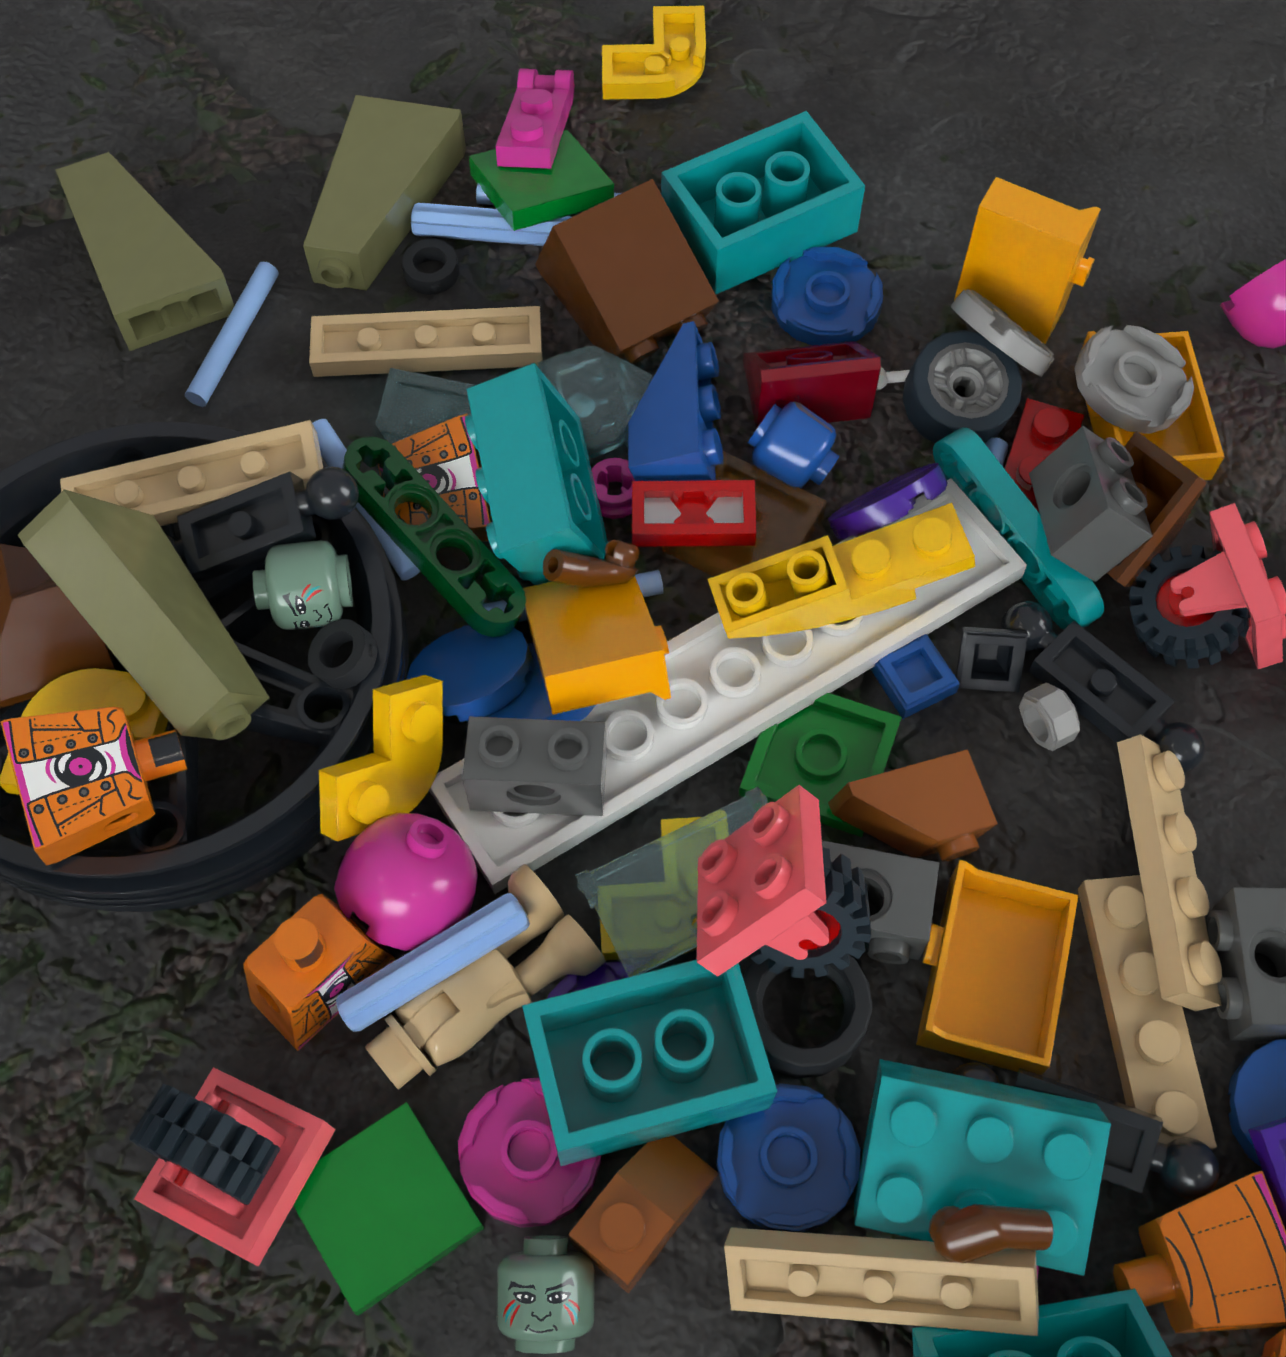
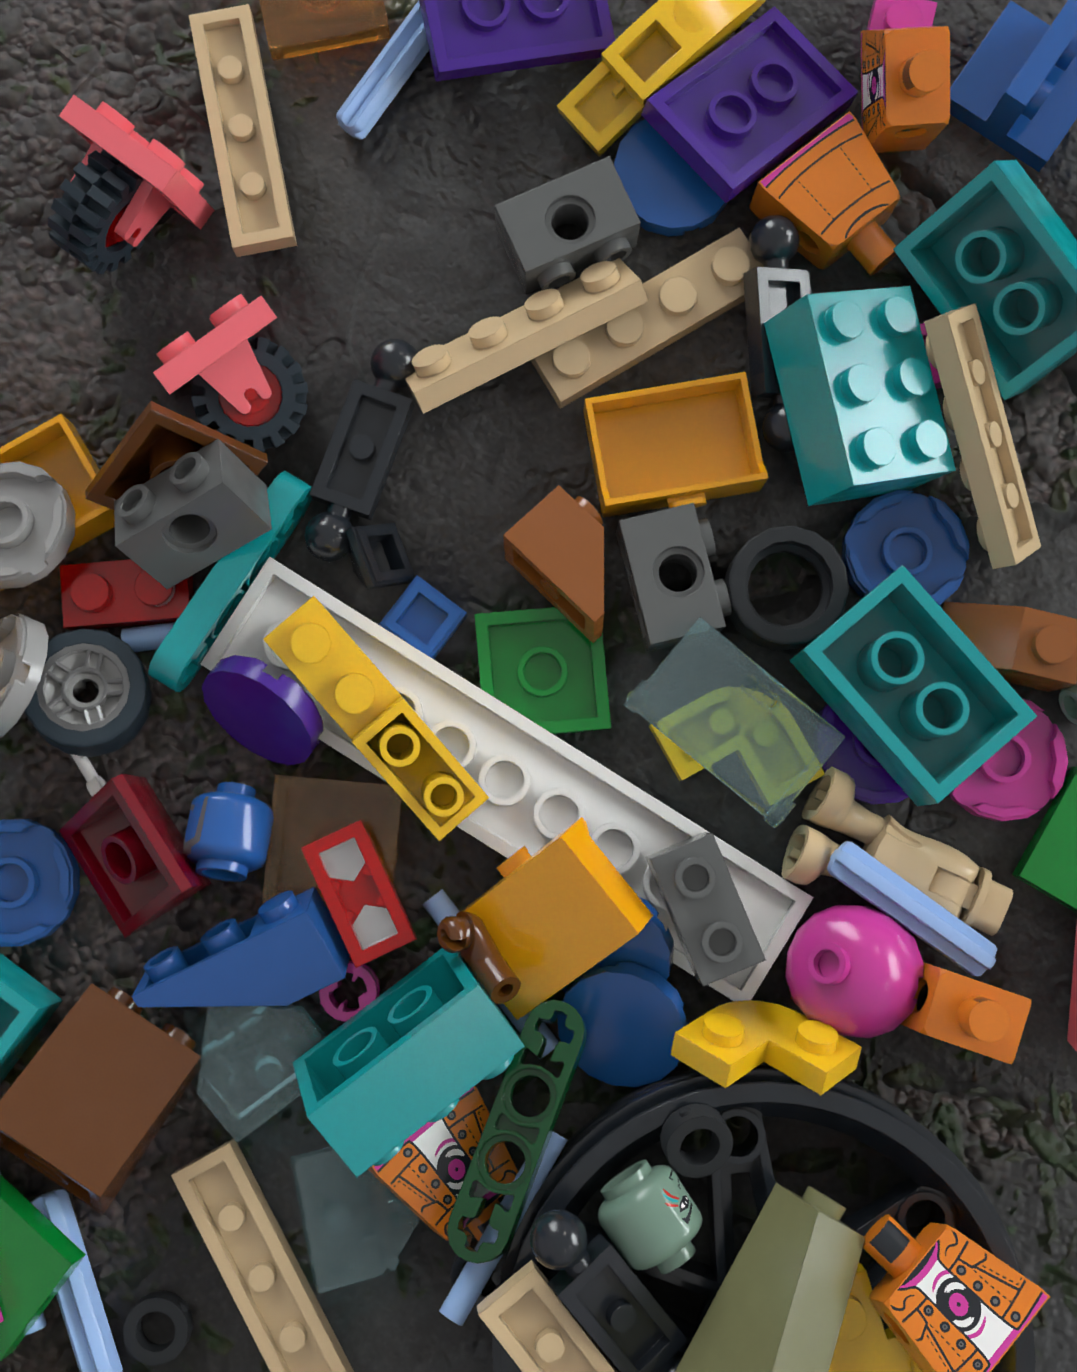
camera: 120 degrees left, 20 degrees up
(780, 895) = (746, 635): coral plate -> none
(986, 1229) = (928, 347): reddish brown arm -> none
(1049, 716) = (416, 482): light grey tile -> none

